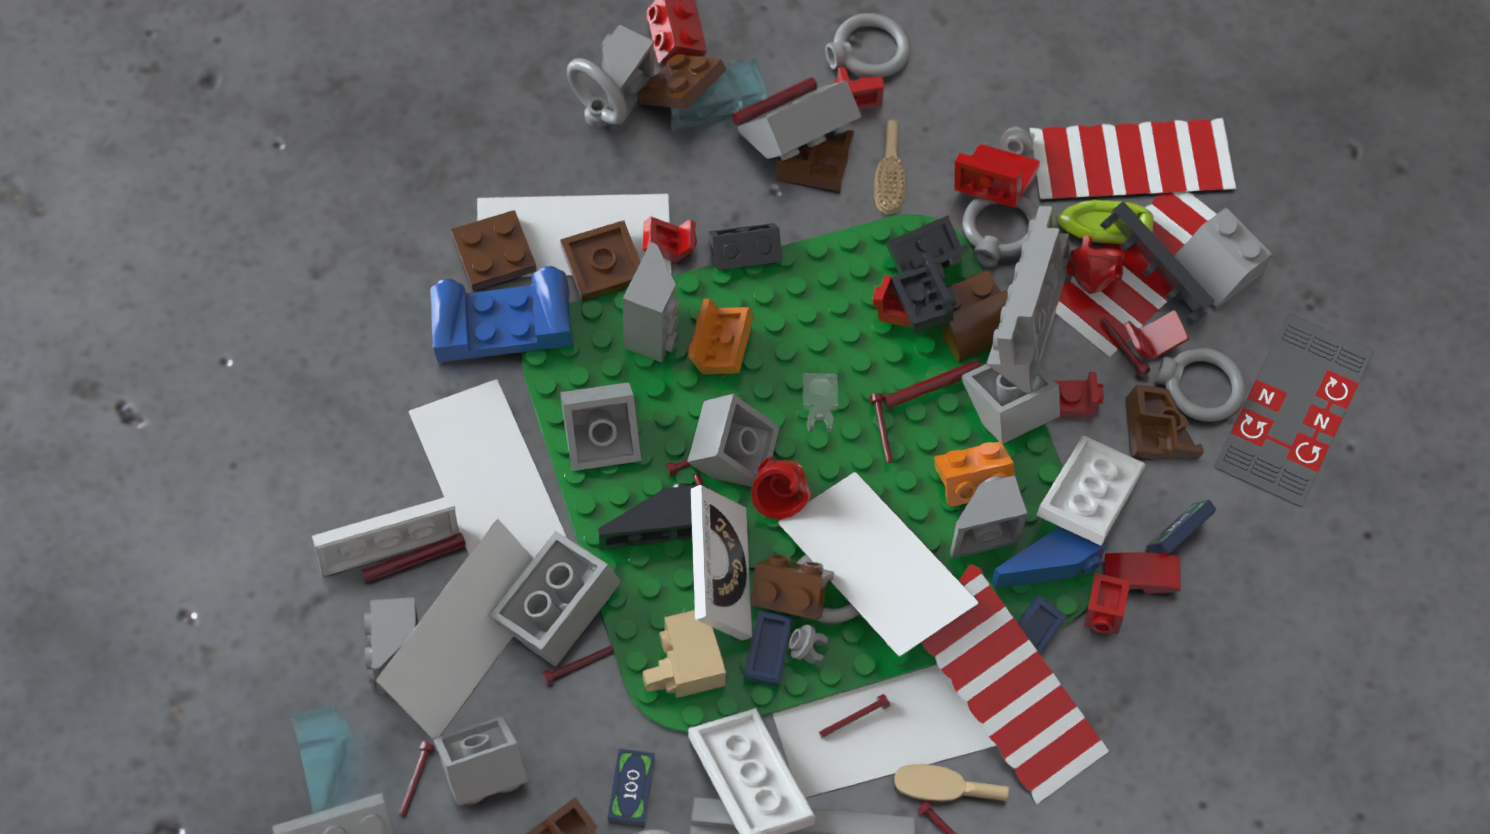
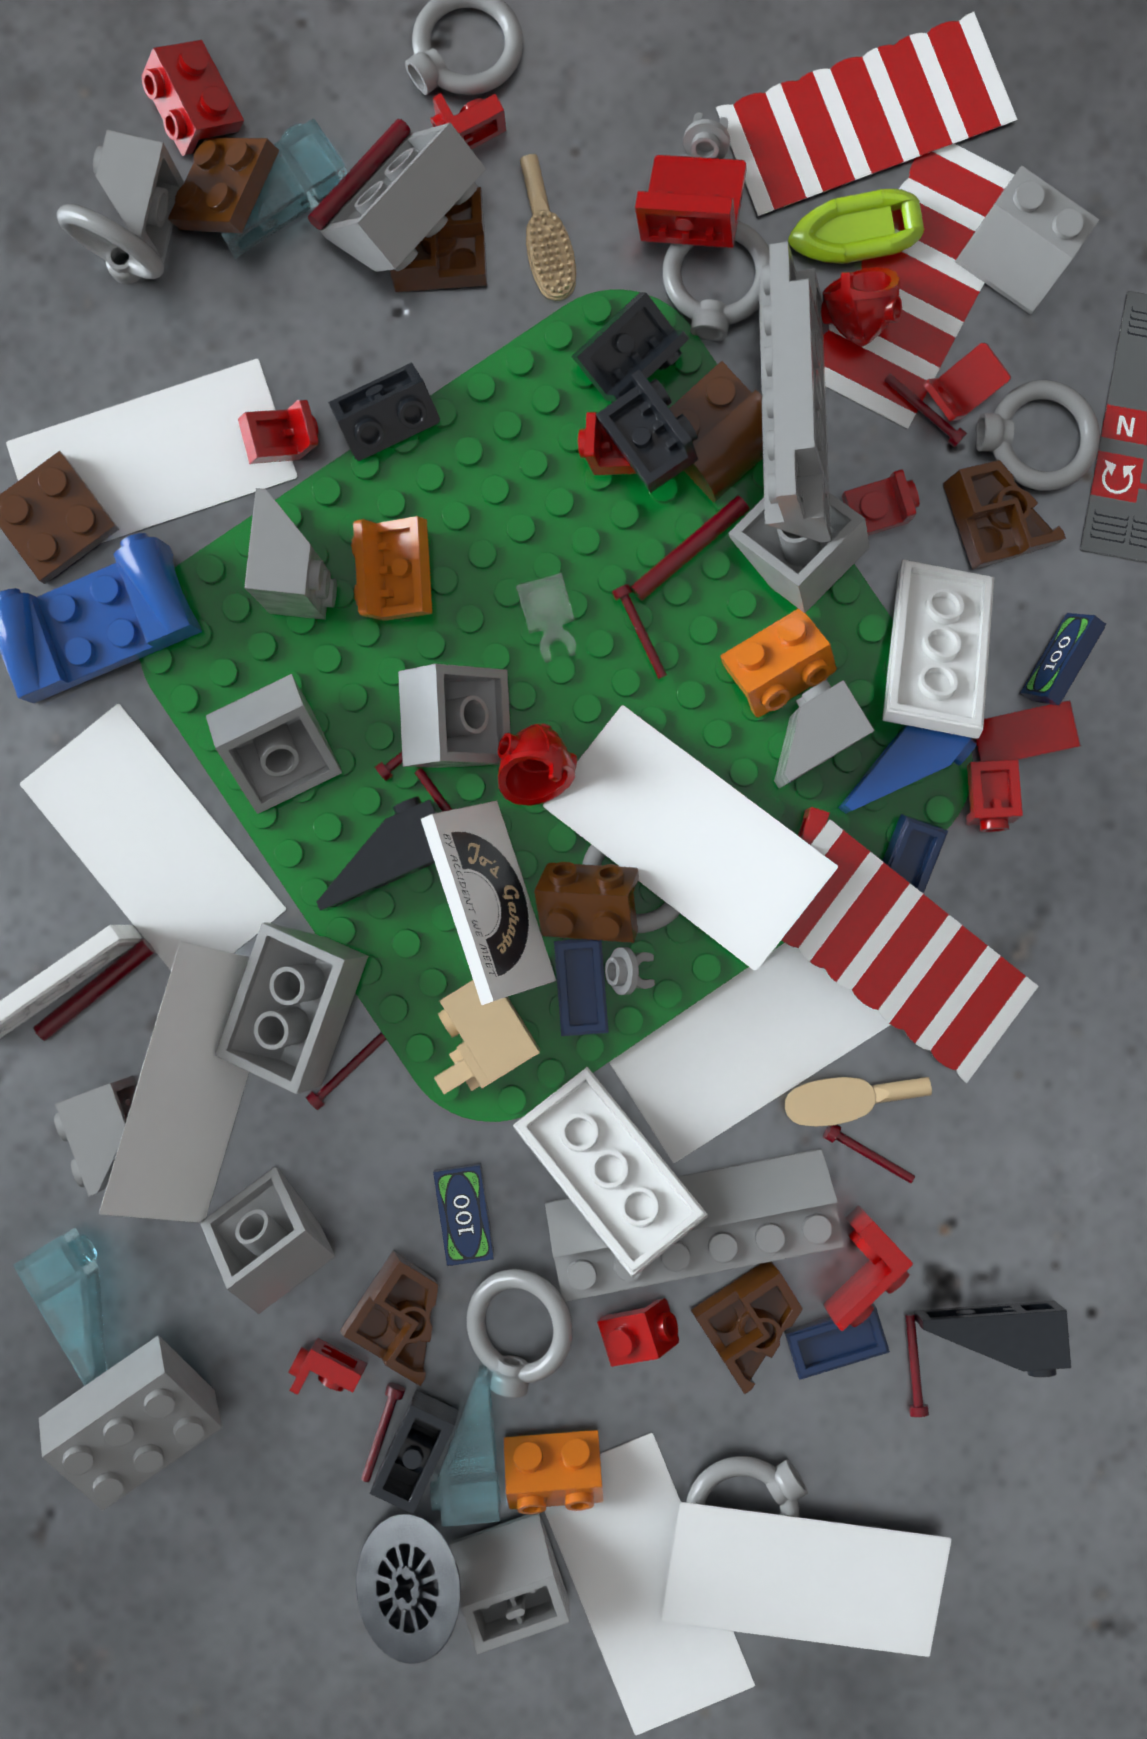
camera: 10 degrees left, 25 degrees up
(426, 748) = (195, 1238): dark red piece -> none
(601, 259) = (200, 491): reddish brown plate -> none
(882, 702) = (742, 1010): dark red piece -> none
(1160, 260) = (946, 270): black hinge -> none

